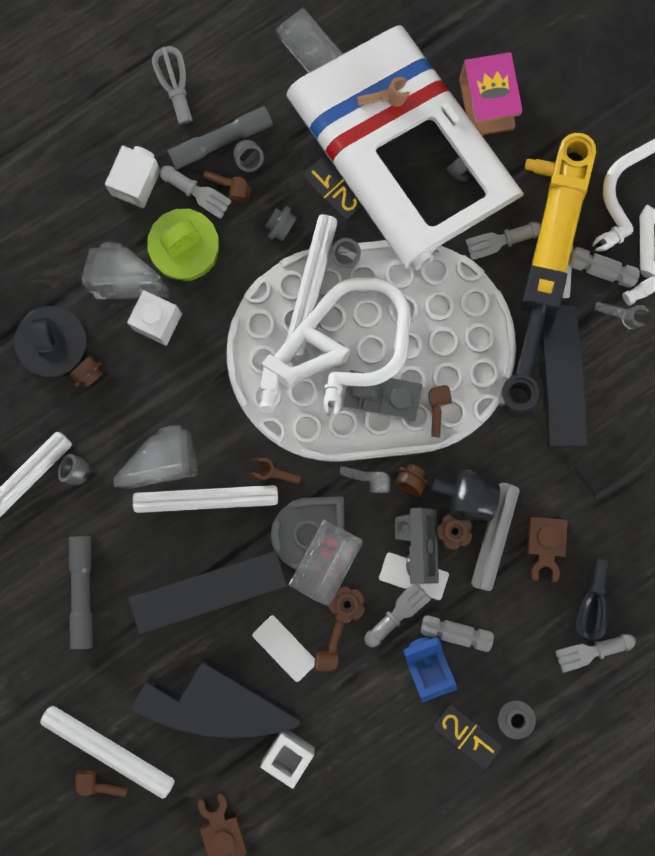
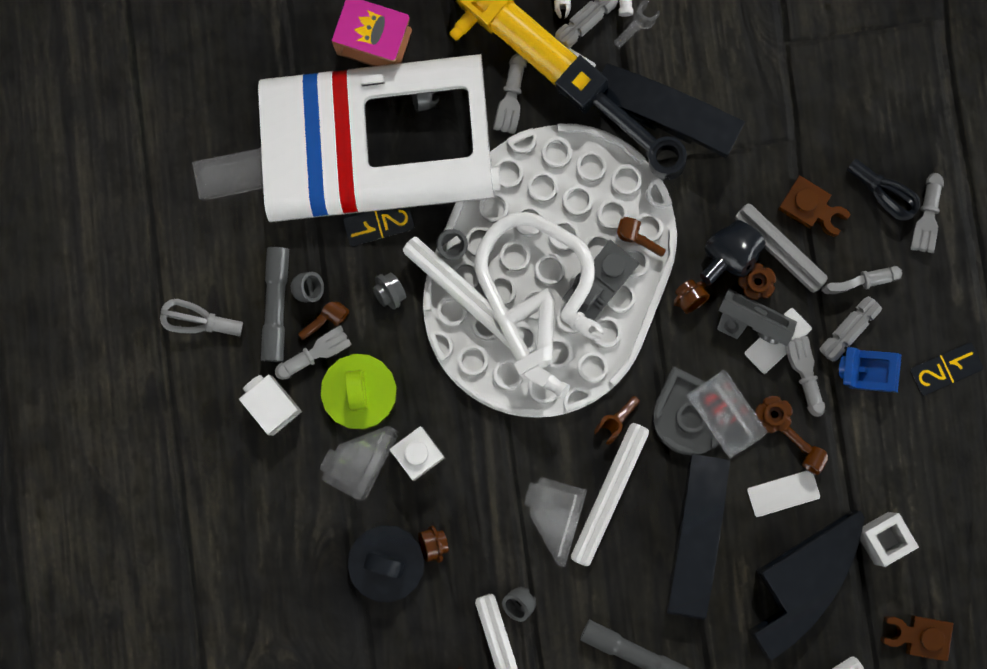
camera: 60 degrees left, 0 degrees up
(378, 480) = (675, 326): clear hand -> none
(390, 95) = (325, 126): medium nougat hand -> none
(506, 713) = (944, 320): dark grey plate -> none
(508, 625) = (866, 279): none -> light grey piece

